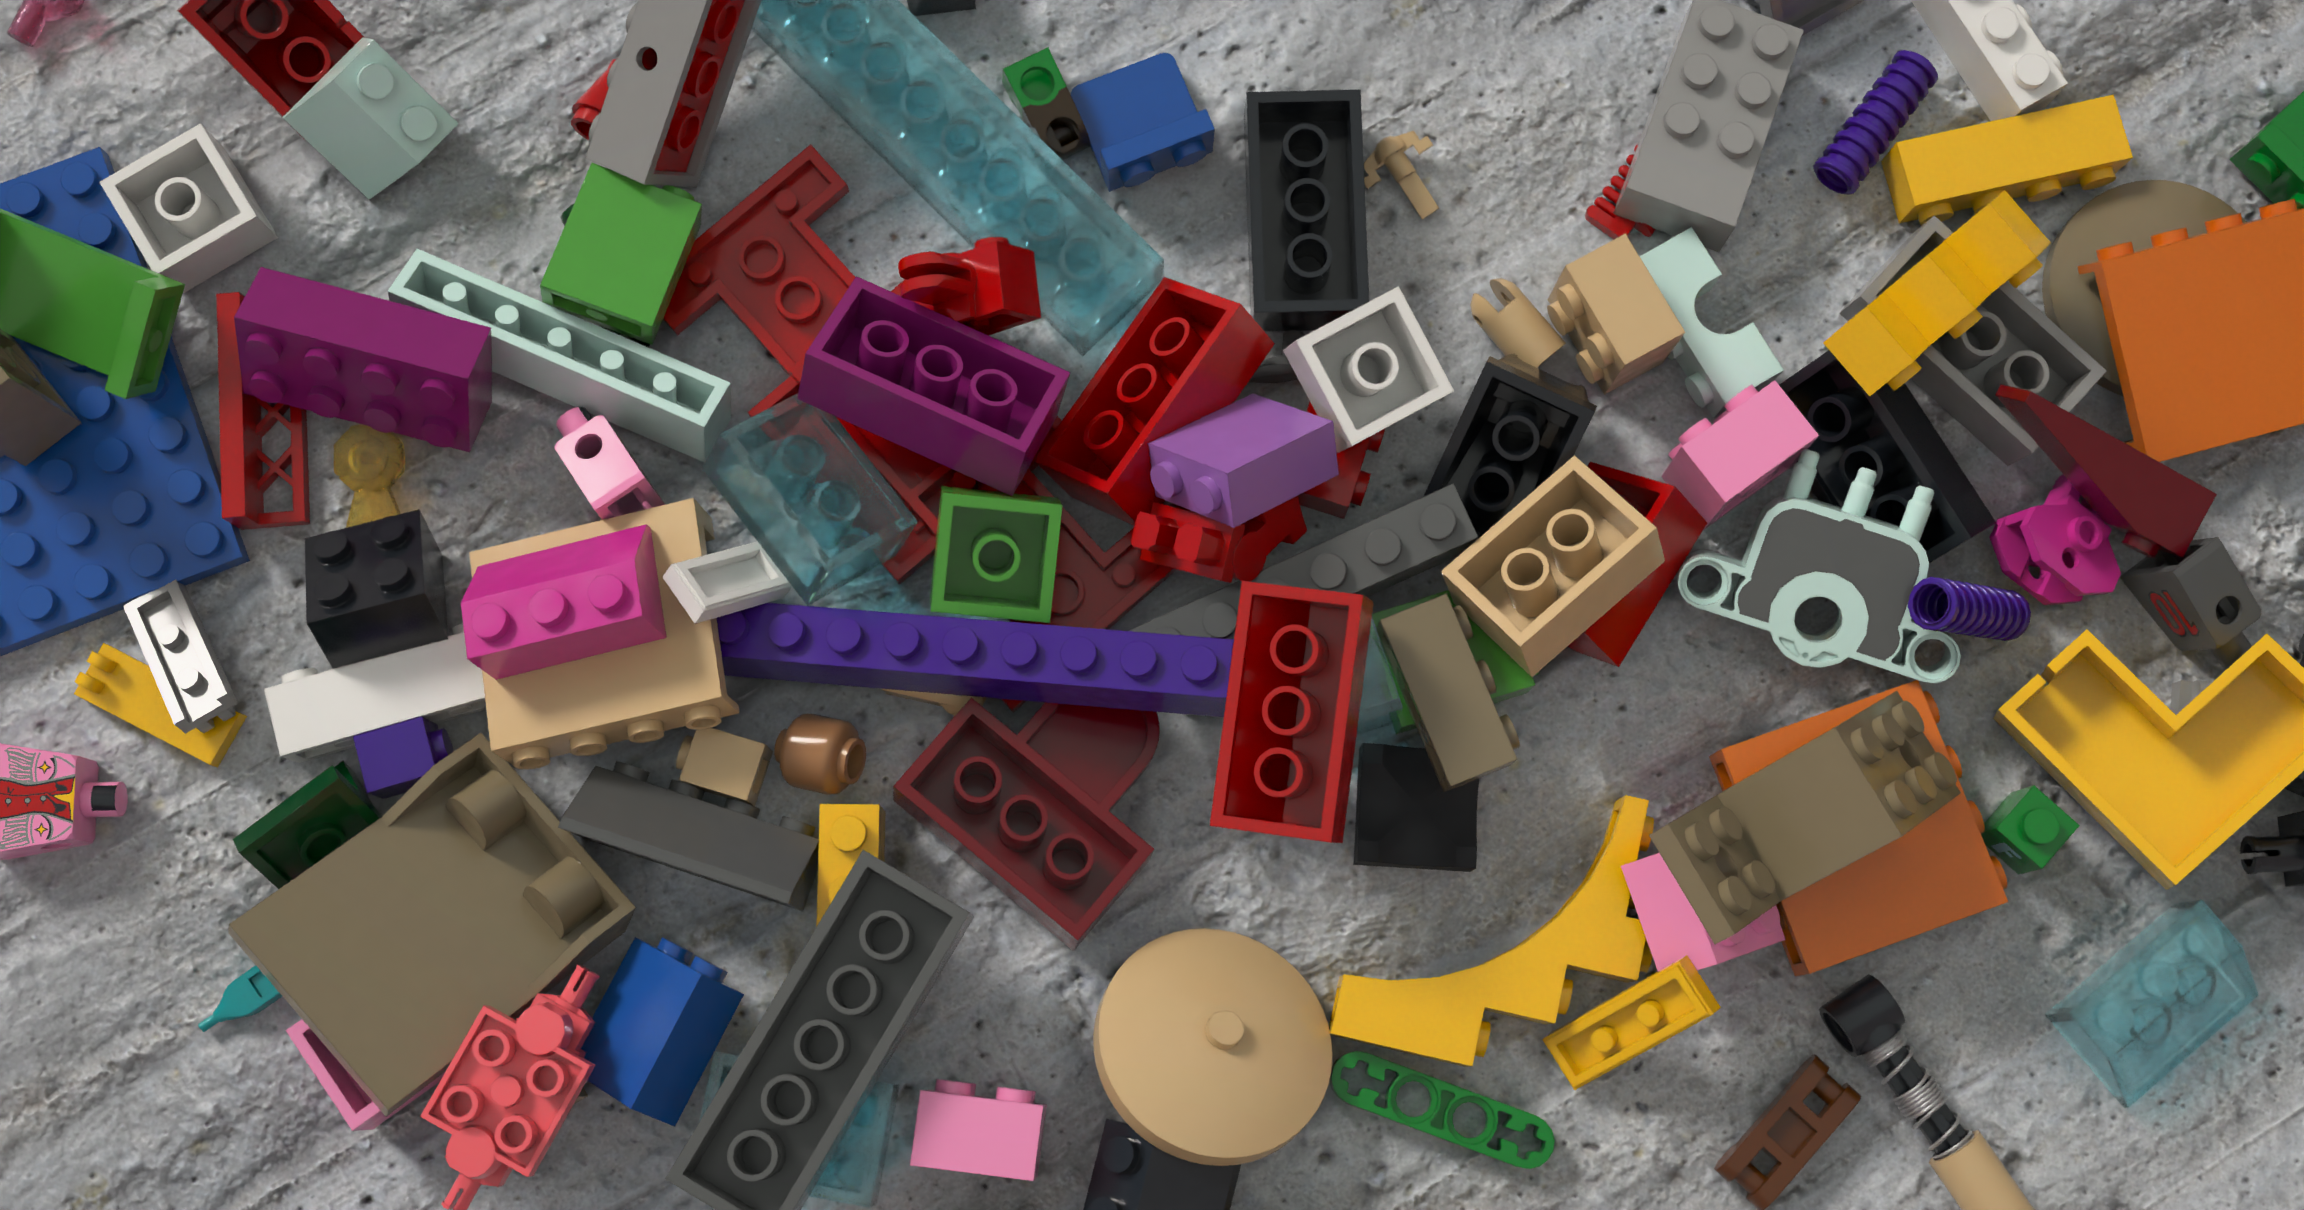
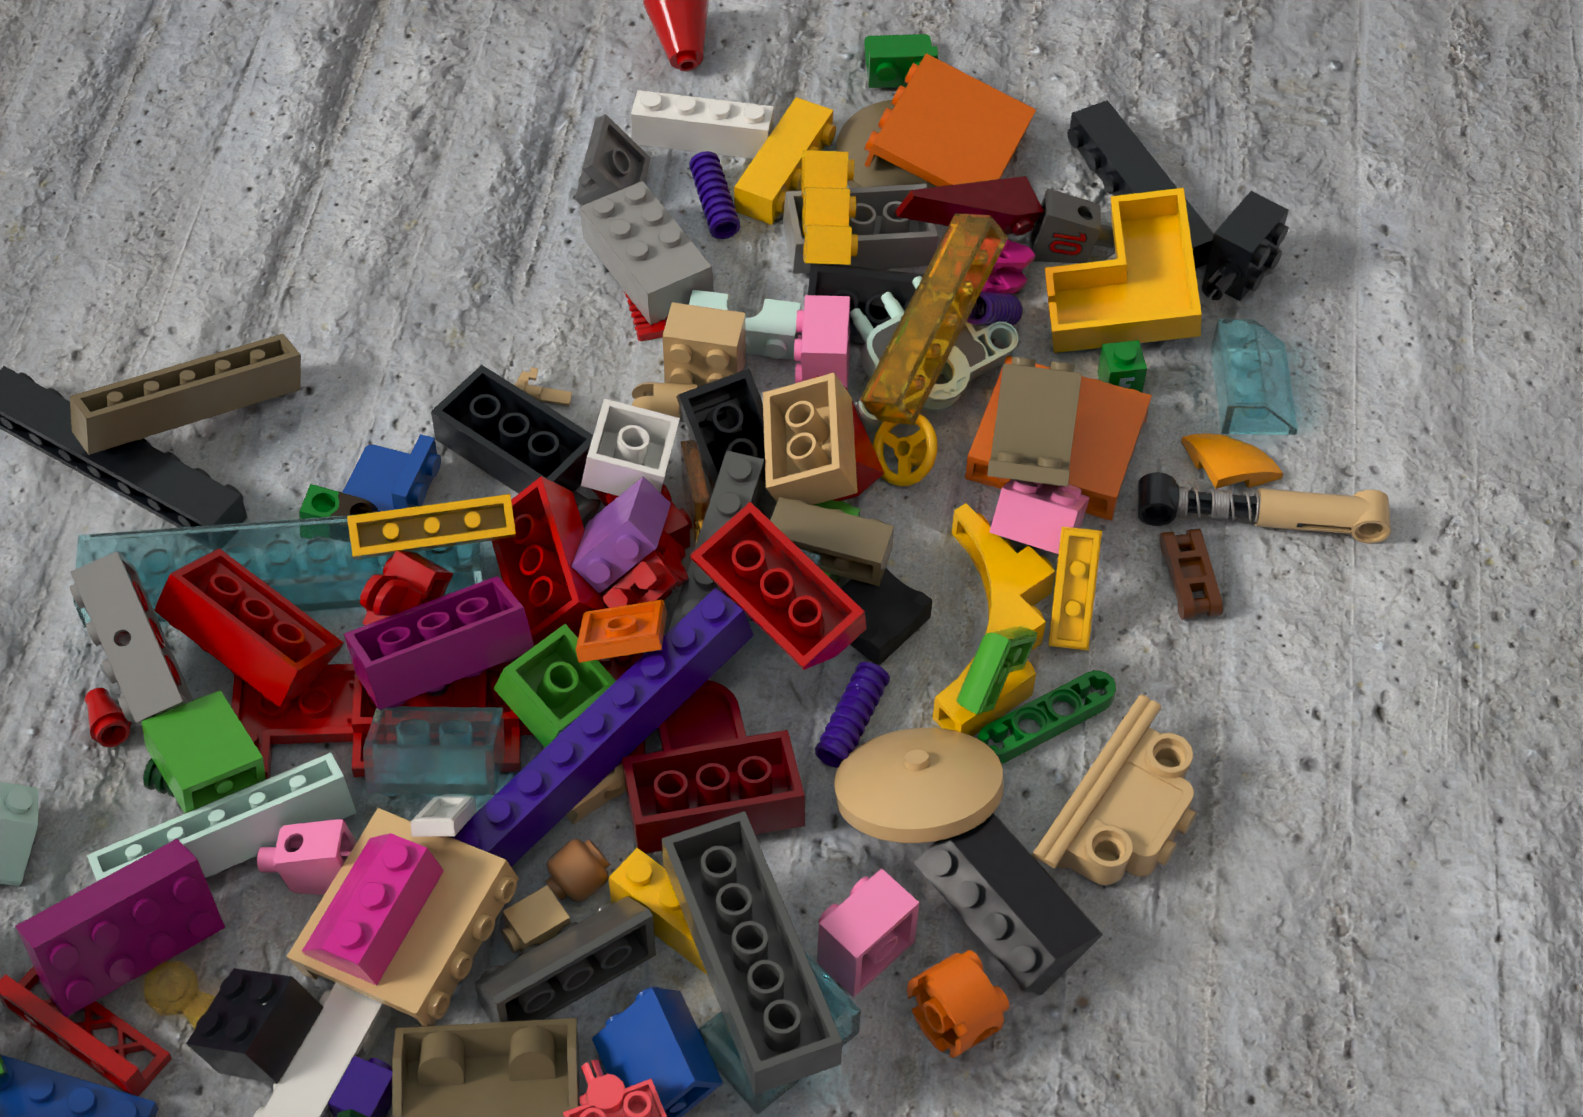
camera: 50 degrees left, 25 degrees down
(802, 157) = (247, 626): none -> red slope
(1070, 246) = (431, 526): none -> yellow brick
(1099, 579) = (621, 631): none -> orange tile
(1259, 889) = (852, 713): none -> dark purple piece
(1398, 474) = (694, 486): none -> clear orange tile
(1422, 1024) = (995, 658): none -> bright green brick
(1679, 664) = (911, 451): none -> yellow piece
(1871, 567) = (934, 319): none -> clear yellow brick
(2006, 1057) = (1230, 460): none -> light orange brick

